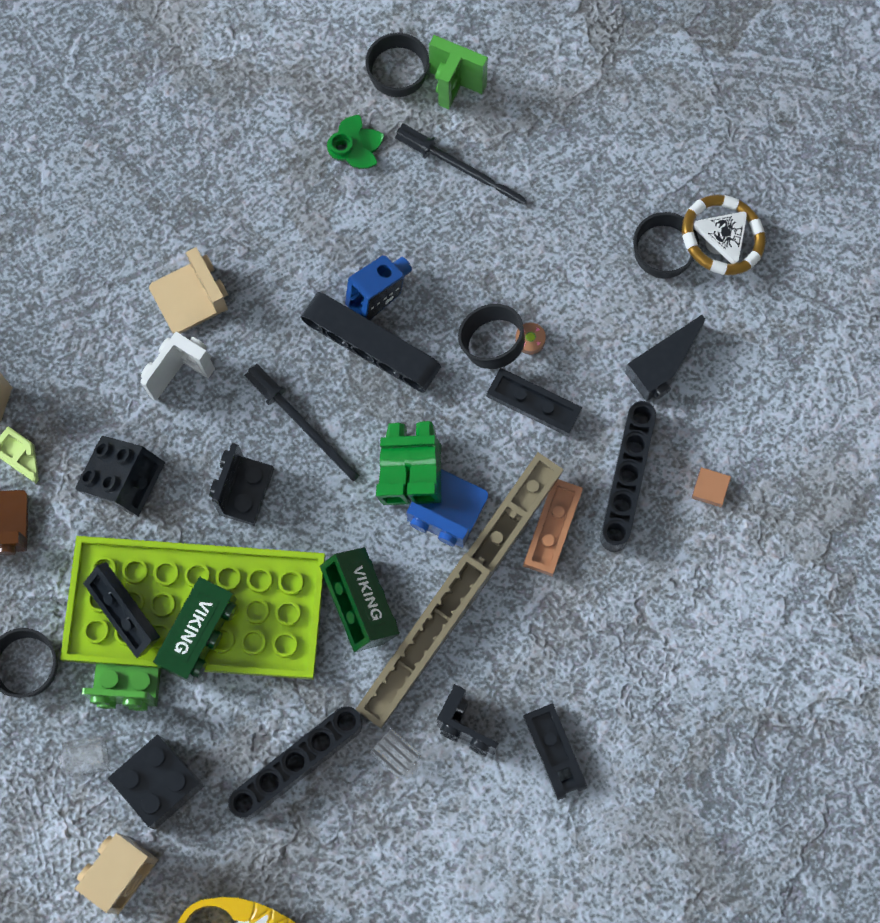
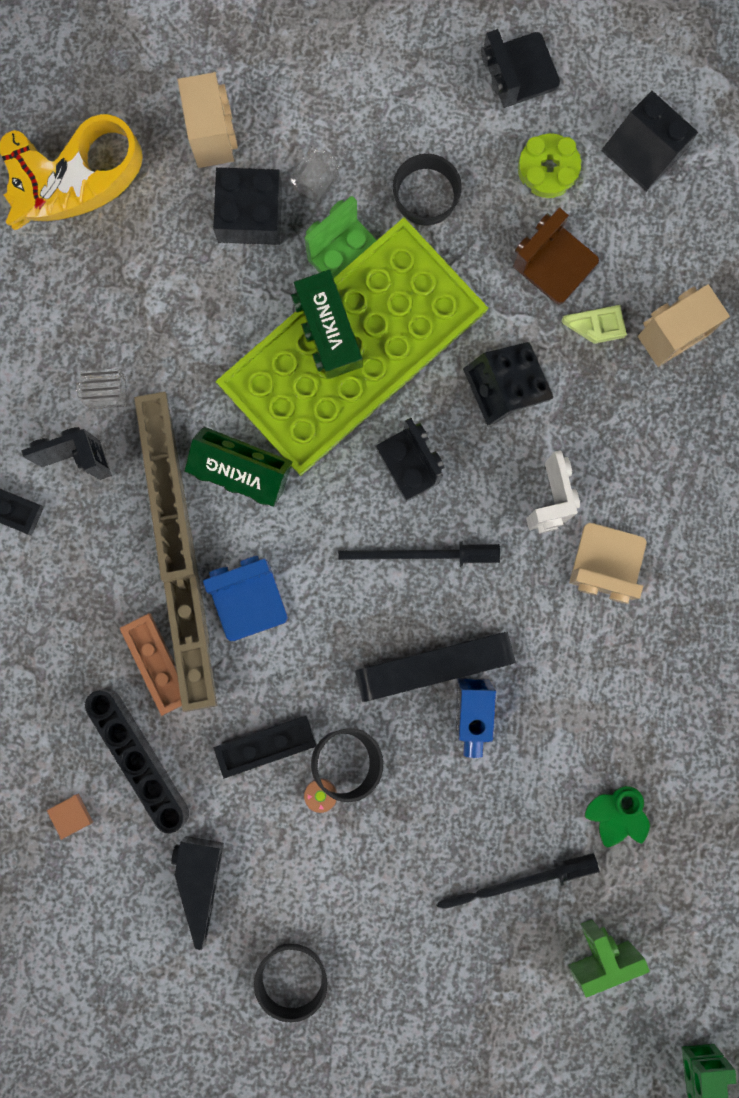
camera: 130 degrees right, 10 degrees up
(121, 610) = (395, 286): black plate -> none
(279, 765) = (163, 300): black beam -> none
(397, 40) = (684, 936): black tyre -> none
(410, 465) = (303, 600): green hips -> none
(723, 234) = (251, 1039): piece -> none

